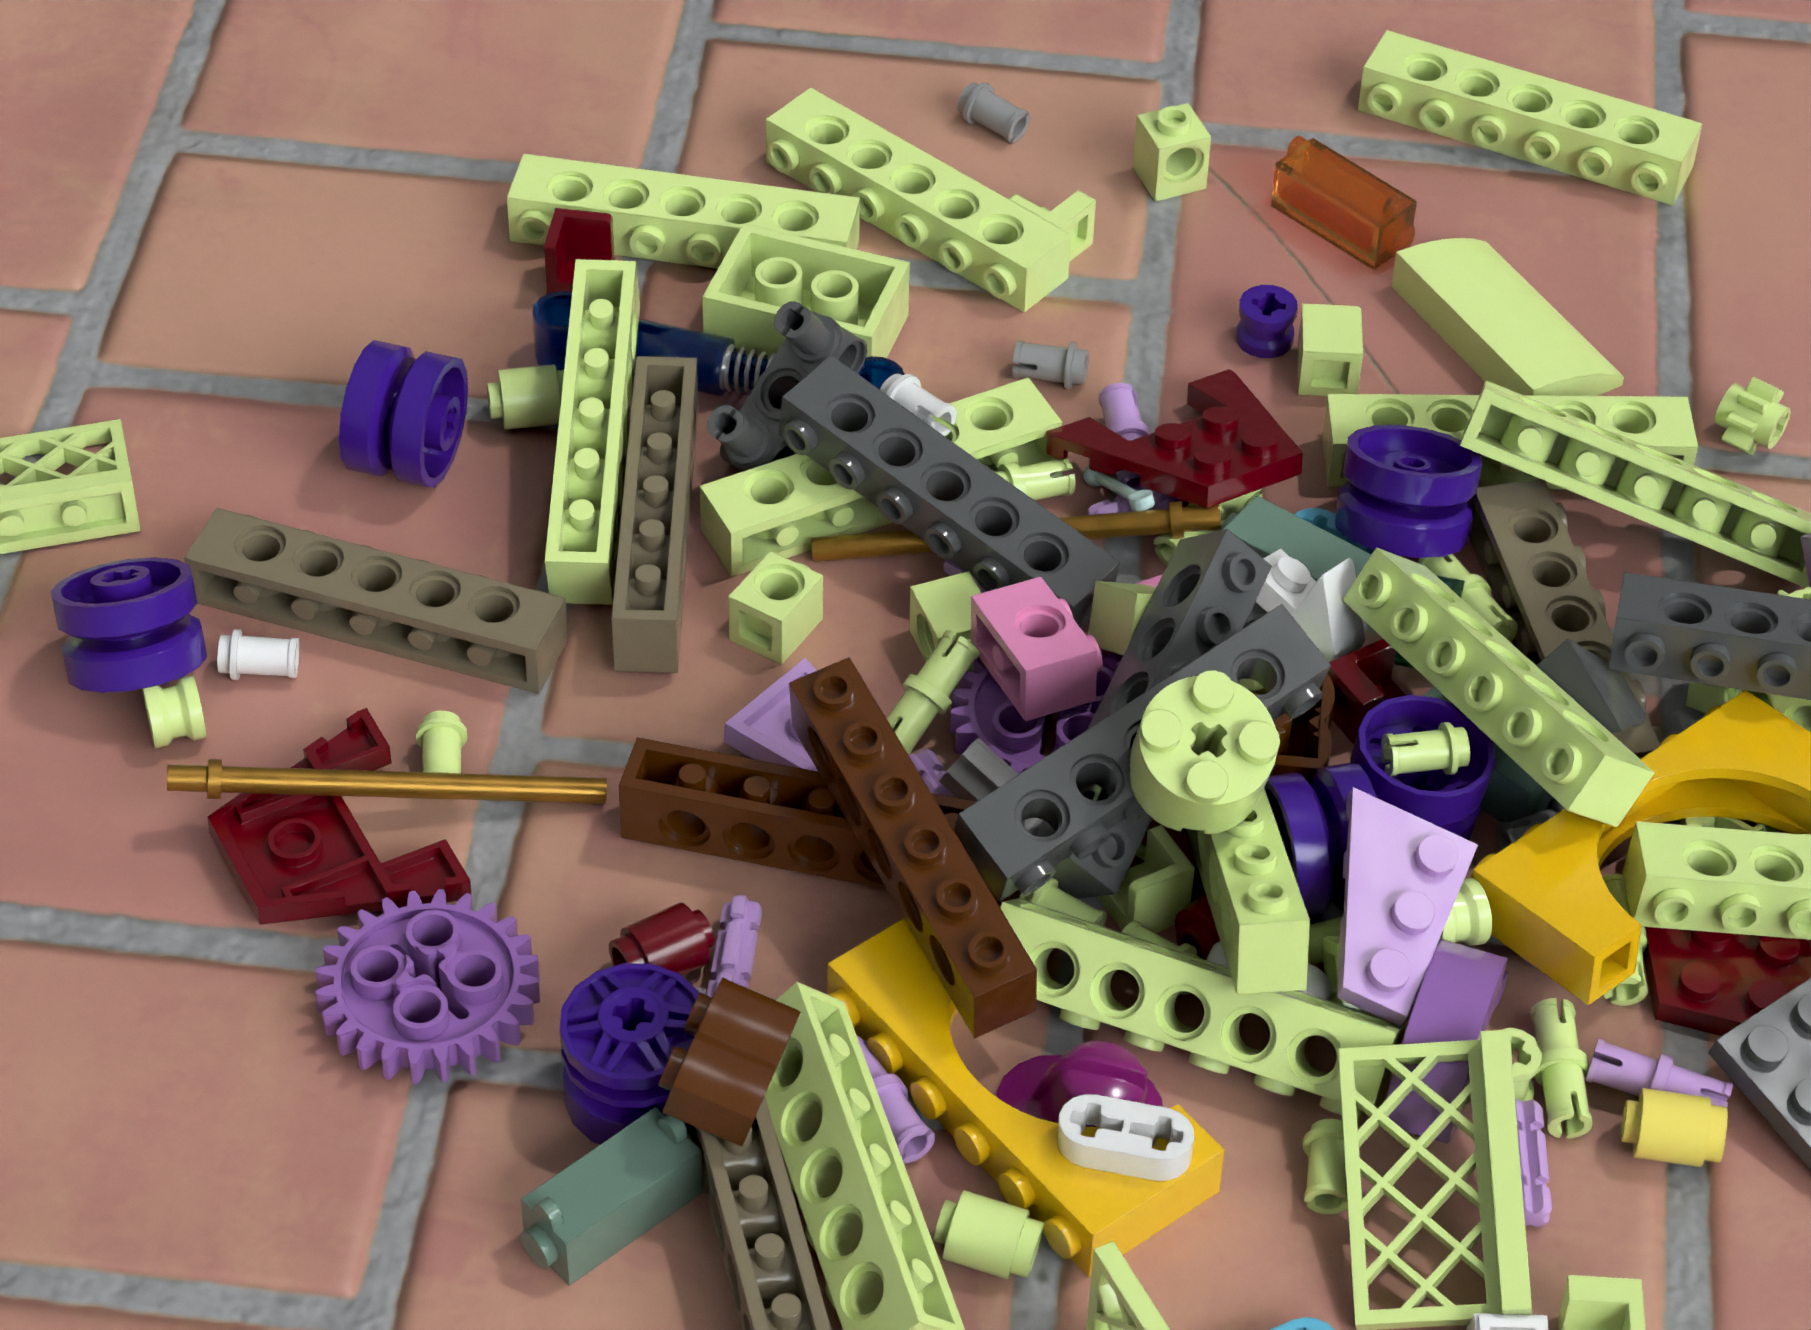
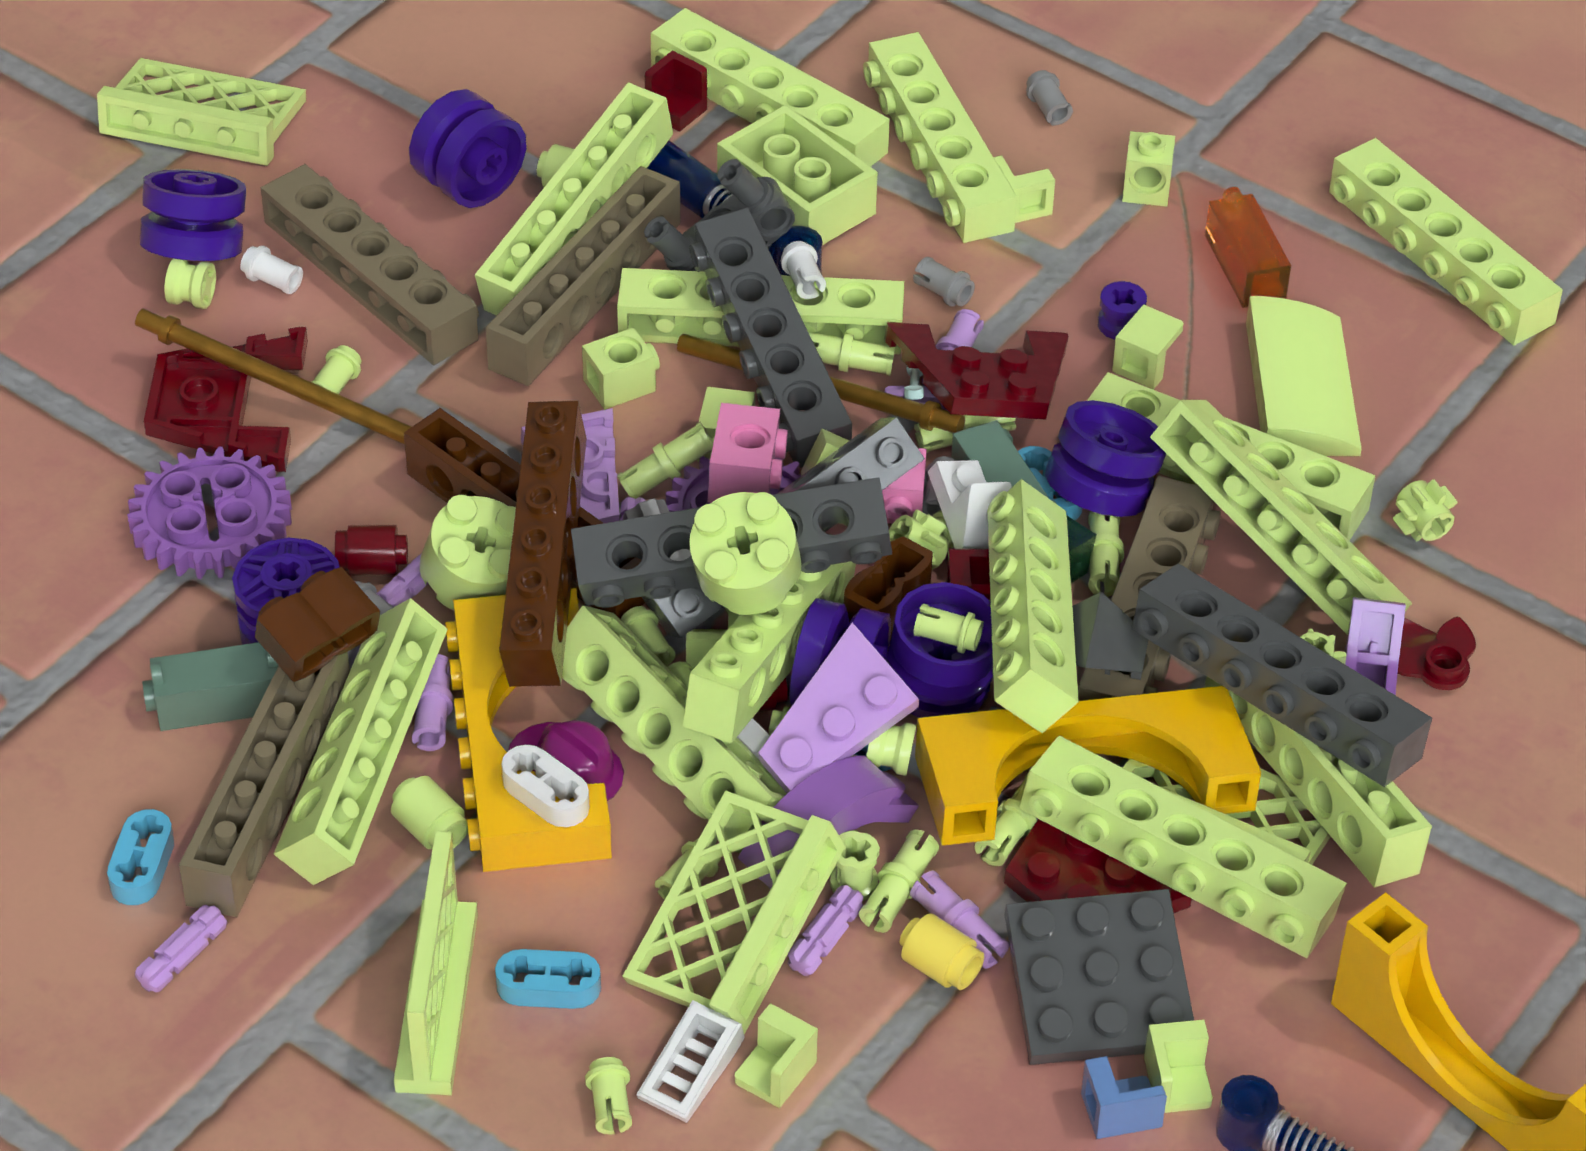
camera: 30 degrees right, 0 degrees up
(805, 896) = (468, 549): none -> yellowish green brick

